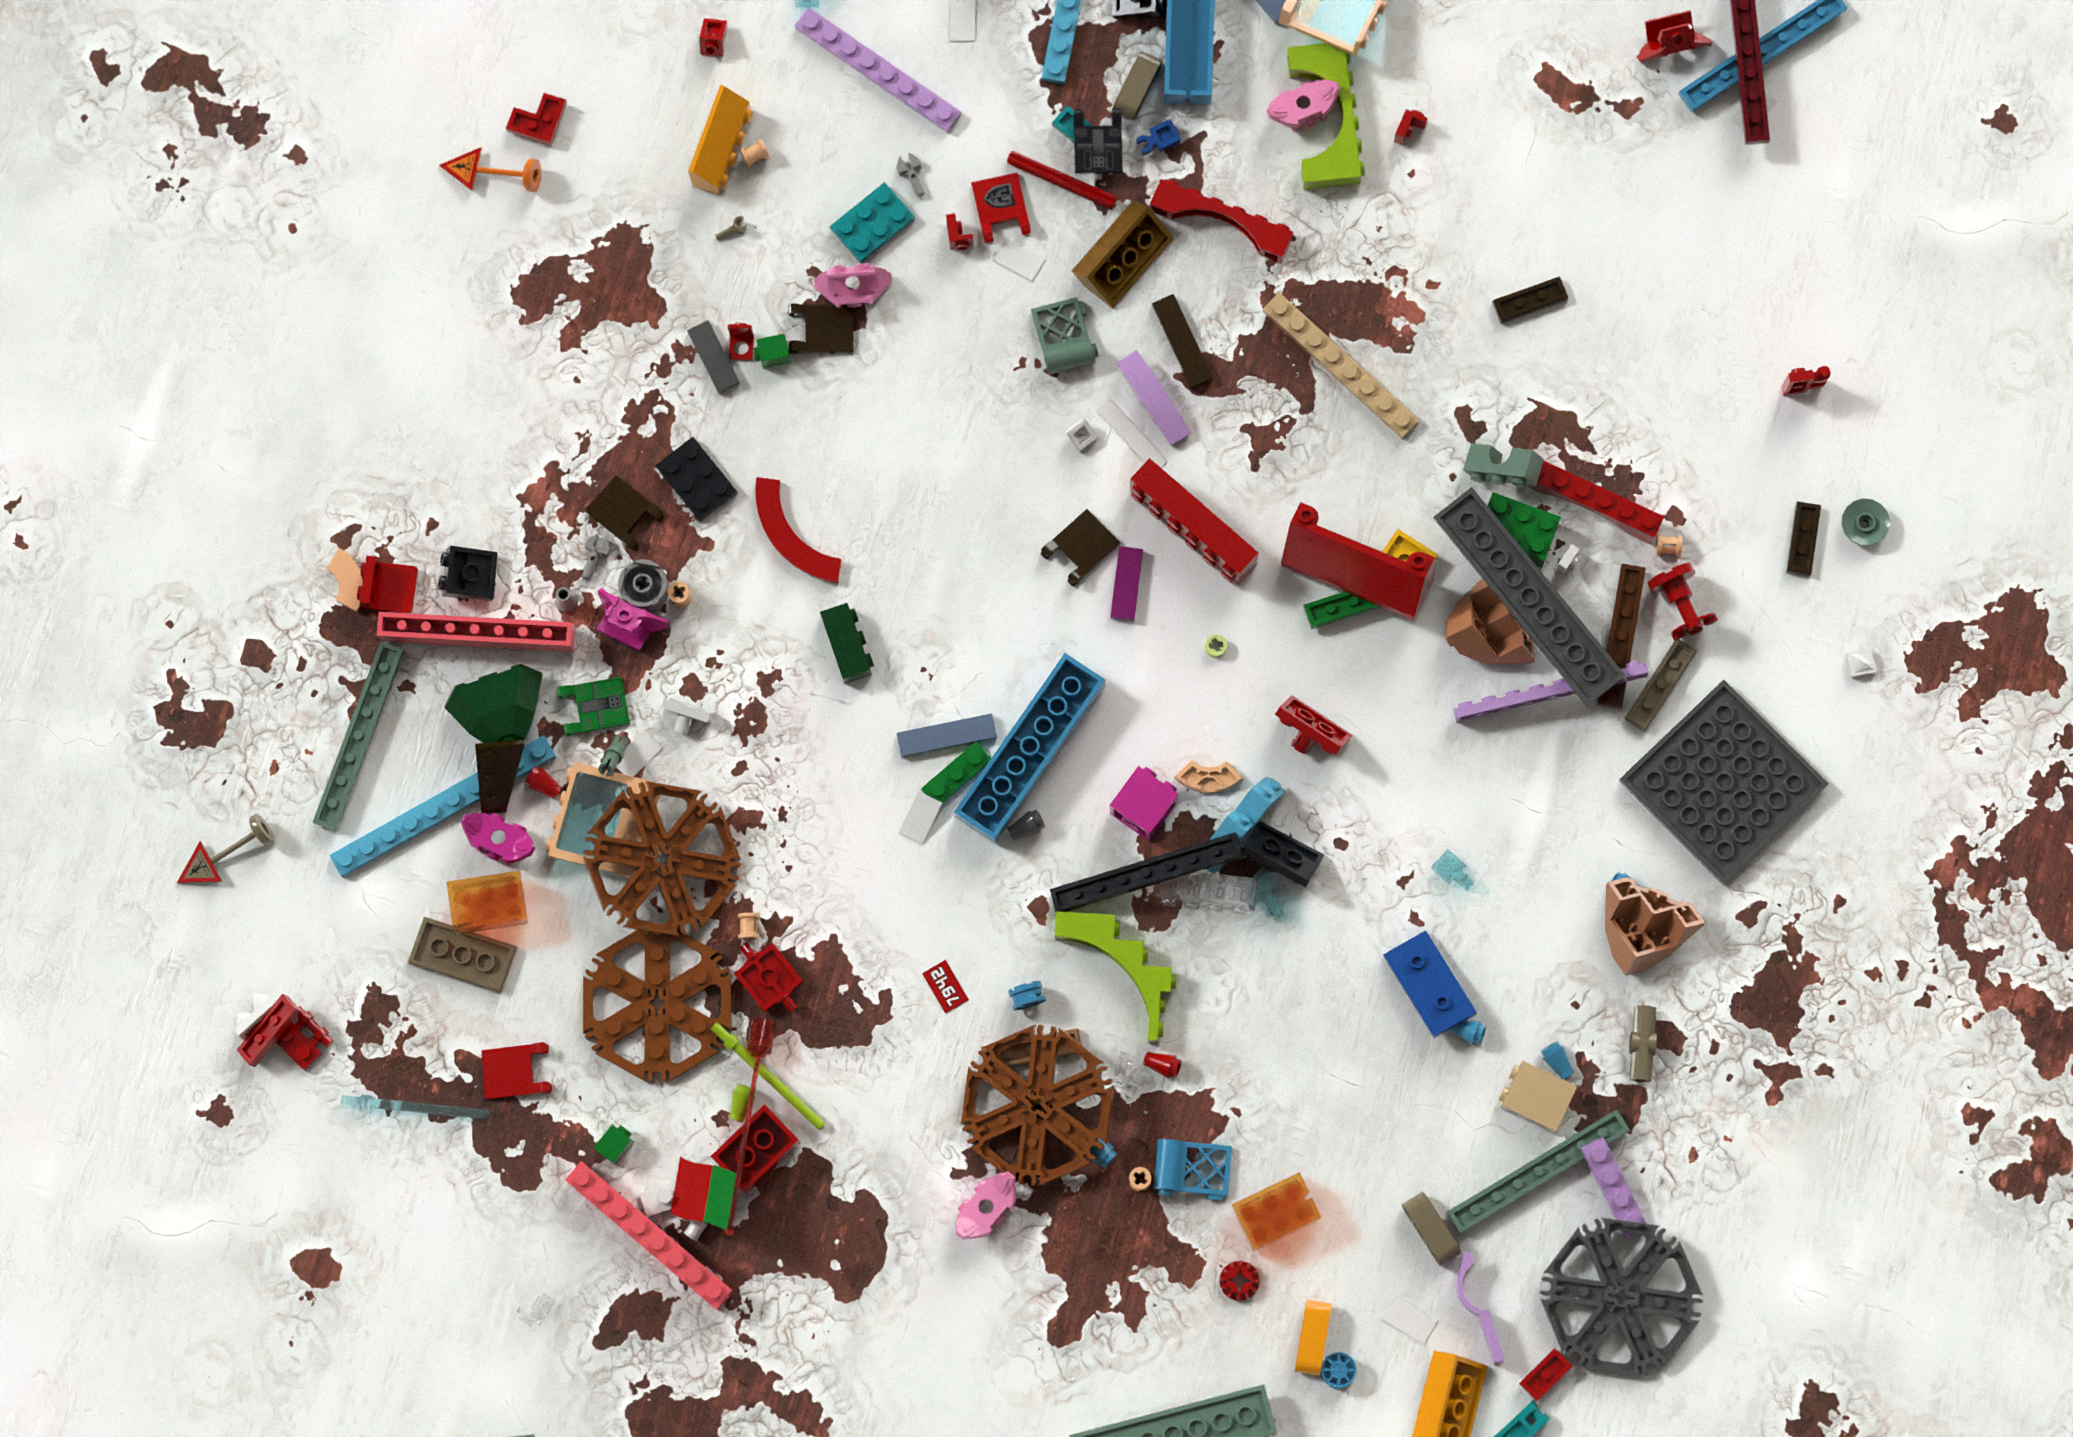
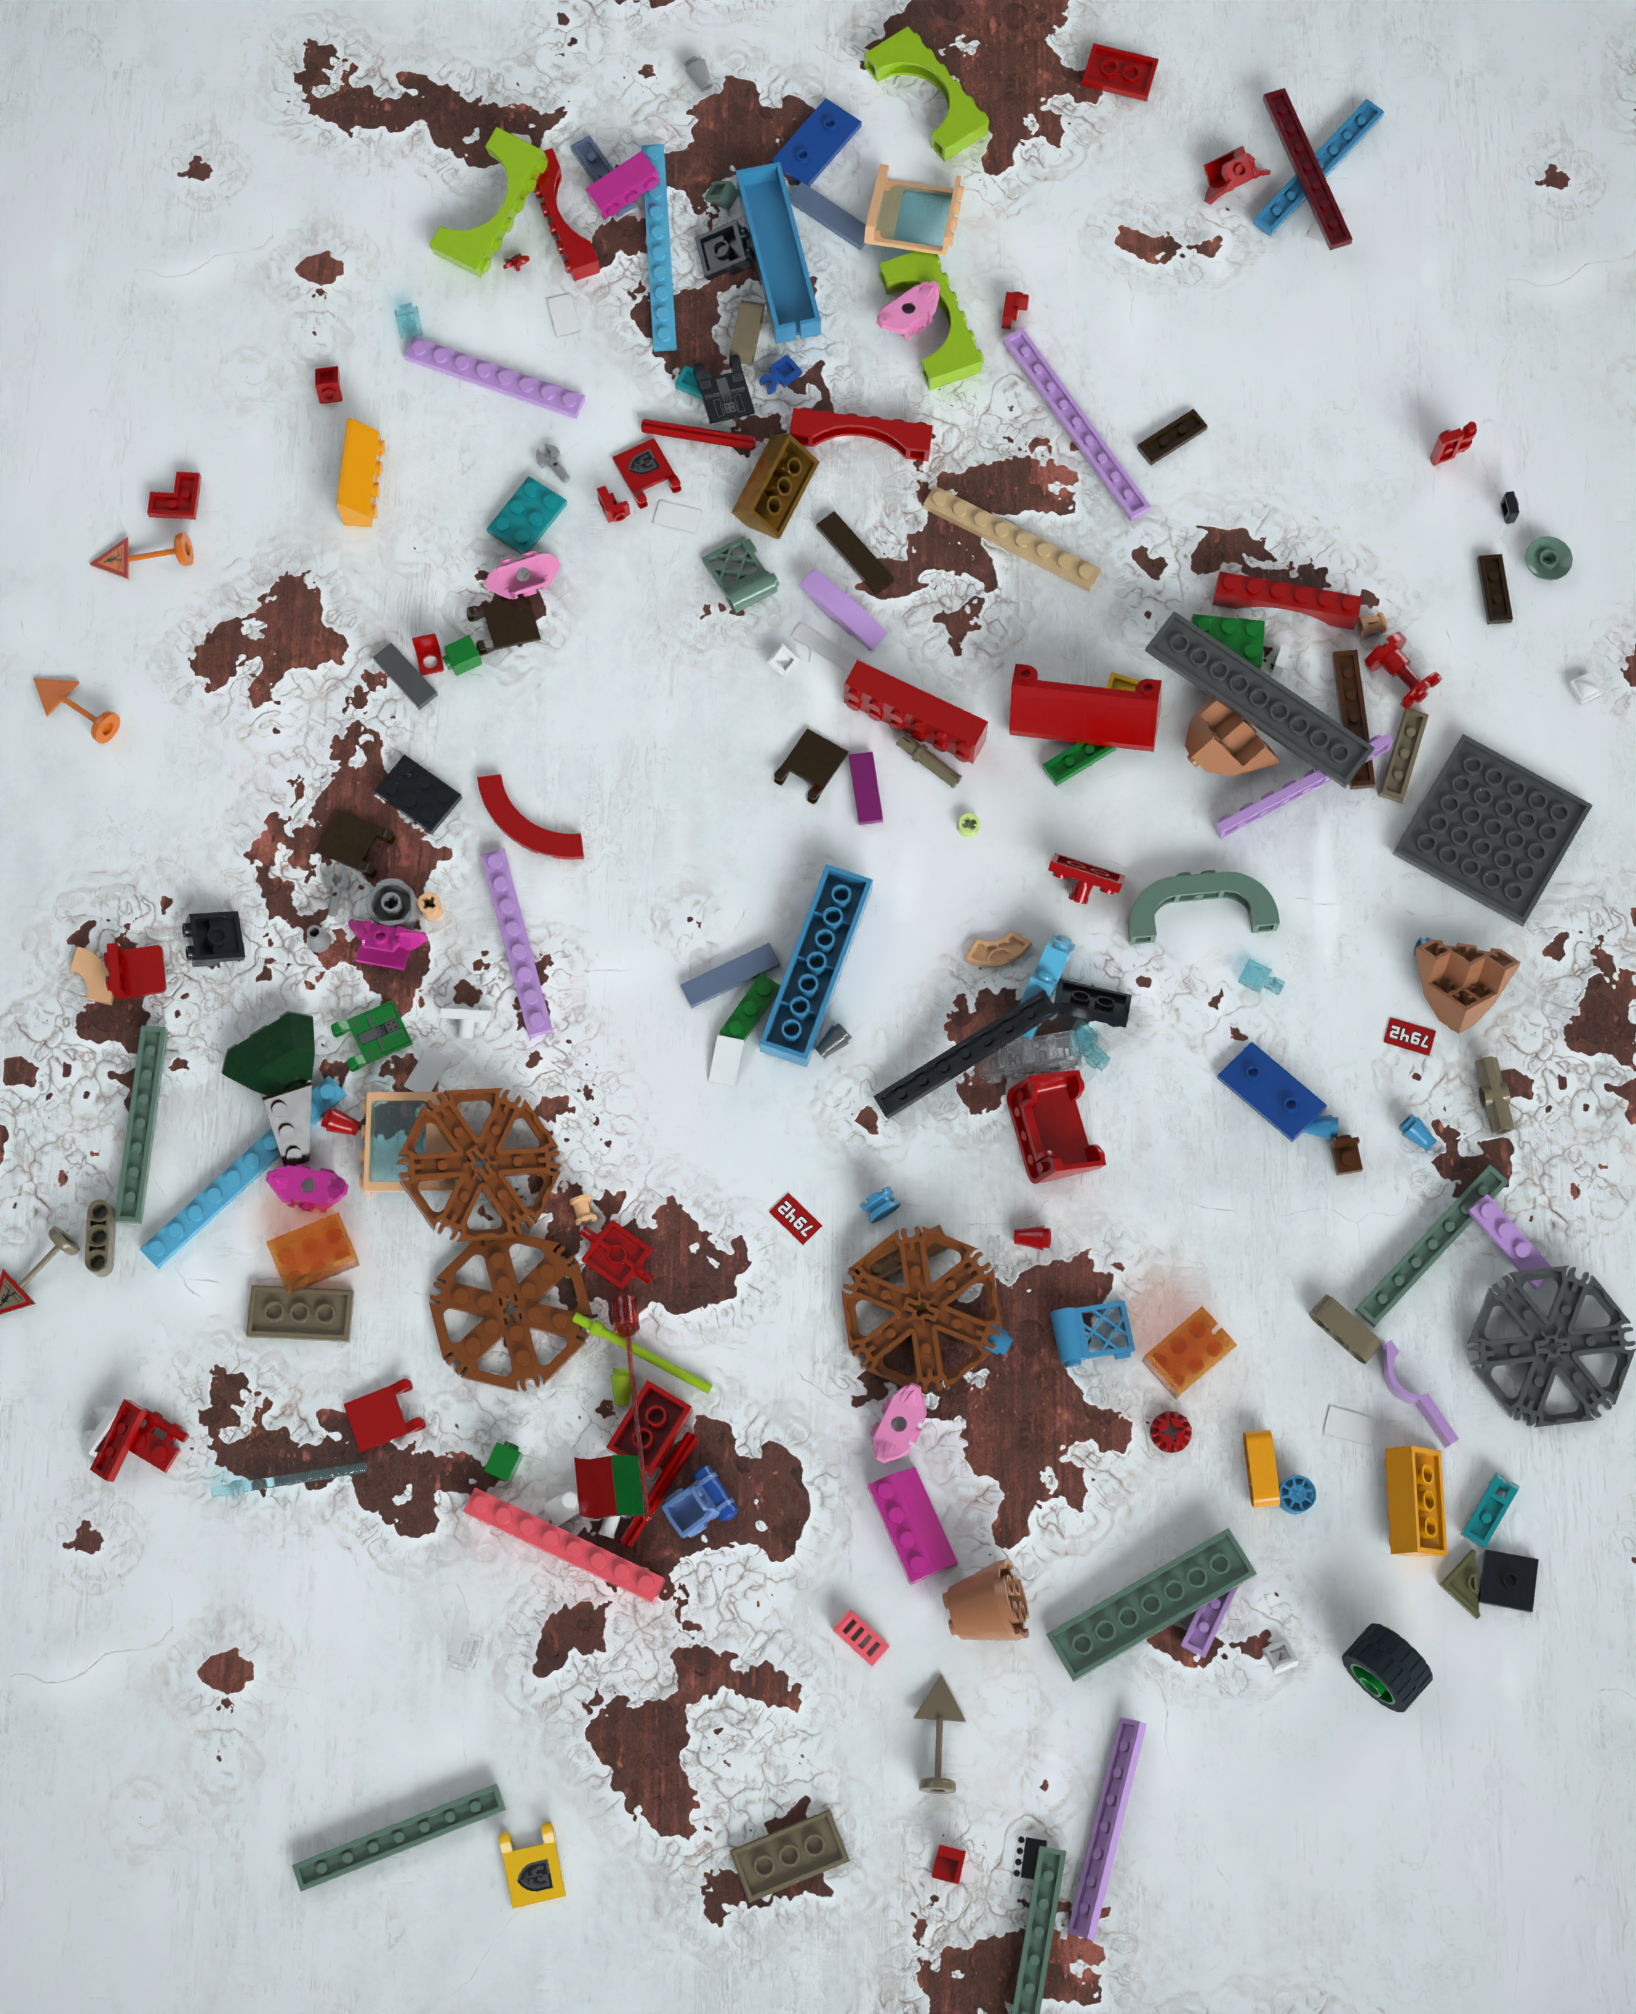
camera: 20 degrees left, 5 degrees down
(292, 824) = (106, 1248): none -> dark tan beam
(376, 287) = (56, 691): none -> orange piece
(476, 632) = (235, 992): coral brick -> none
(613, 755) = (404, 1076): sand green pin -> none
(734, 228) = (399, 553): dark tan hand -> none
(752, 650) = (516, 943): none -> lavender plate
(752, 1205) = (660, 1487): none -> red axle
(754, 153) = (396, 479): light nougat bush -> none
(783, 1230) = (699, 1503): none -> medium blue piece
(847, 642) = (608, 911): dark green brick -> none
(887, 1374) = (838, 1629): none -> coral slope
(974, 1302) = (912, 1525): none -> dark pink slope
(1022, 1395) = (988, 1605): none -> nougat cone
(1099, 933) = (934, 1126): lime arch -> none
(1139, 1171) = (1044, 1347): light nougat bush -> none
(1144, 802) = (943, 988): dark pink brick -> none
(1196, 573) = (926, 758): none -> dark tan pin
(1210, 963) = (1051, 1126): none -> red windscreen
(1422, 766) = (1197, 887): none -> sand green arch
(1437, 263) = (1076, 424): none -> lavender plate
(1483, 1063) = (1346, 1155): none -> reddish brown bracket
(1520, 468) = (1213, 586): sand green arch -> none
(1537, 1096) = (1409, 1171): tan panel -> none
(1545, 1374) = (1501, 1443): red plate -> none
(1580, 964) = (1409, 1036): none -> red sticker
(1844, 459) = (1510, 507): none -> black tile

